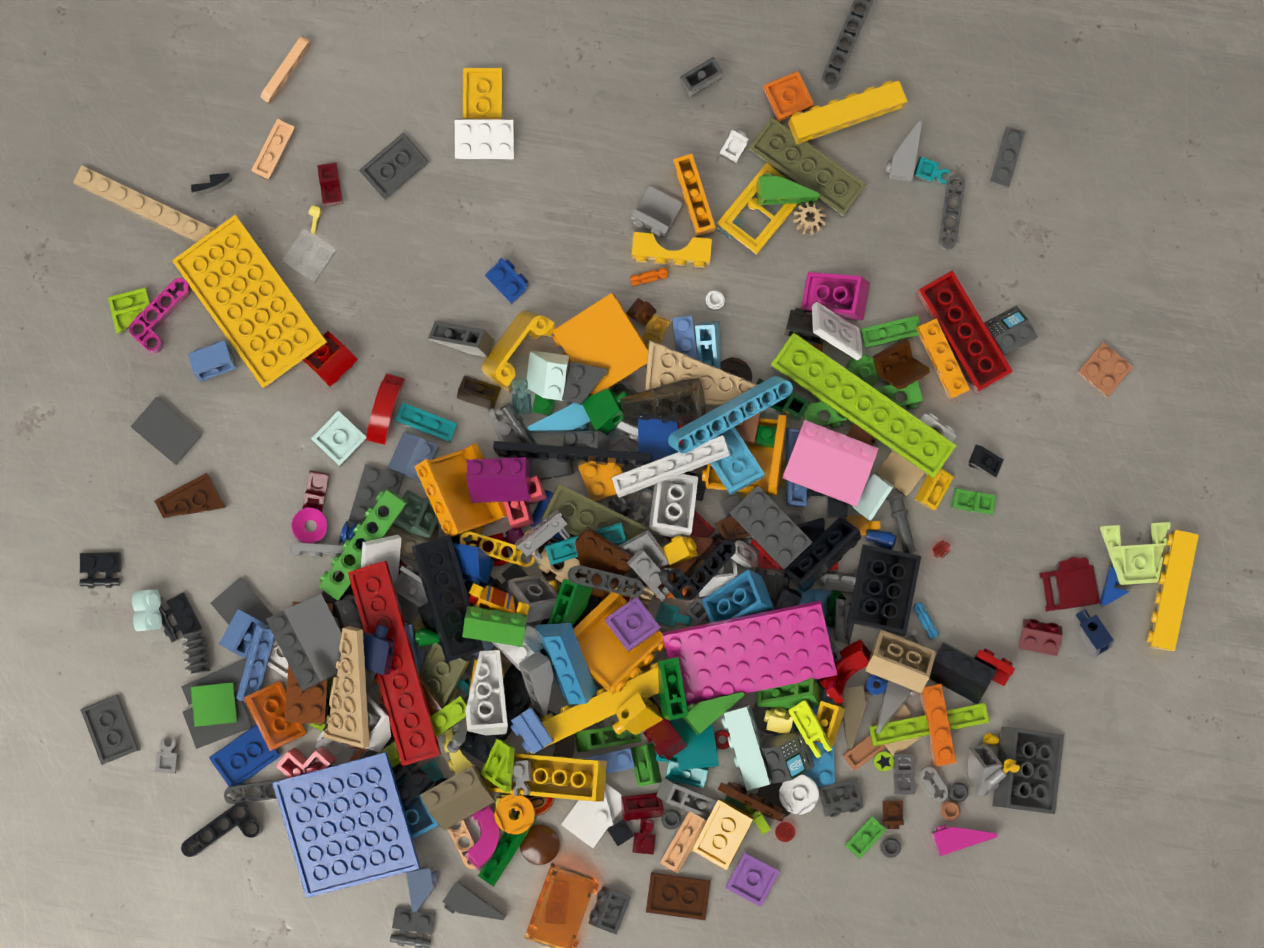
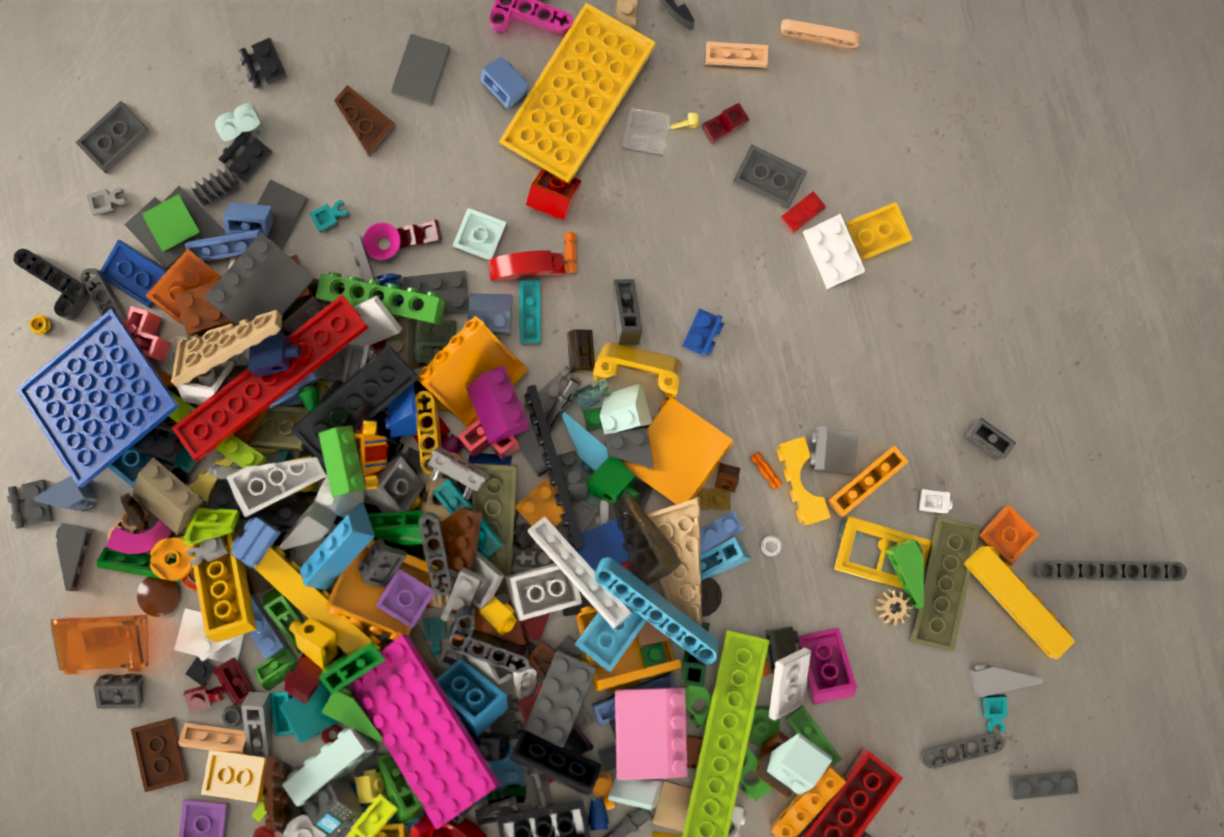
camera: 70 degrees right, 0 degrees up
(249, 859) = (34, 324): none -> yellow plate
(265, 567) = (326, 217): none -> teal plate
(388, 366) = (570, 251): none -> orange axle
(437, 150) = (803, 212): none -> red plate
(461, 830) = (134, 512): none -> dark brown tile
(594, 632) = (380, 564): none -> dark grey bracket
(905, 351) = (798, 764): none -> light aqua slope

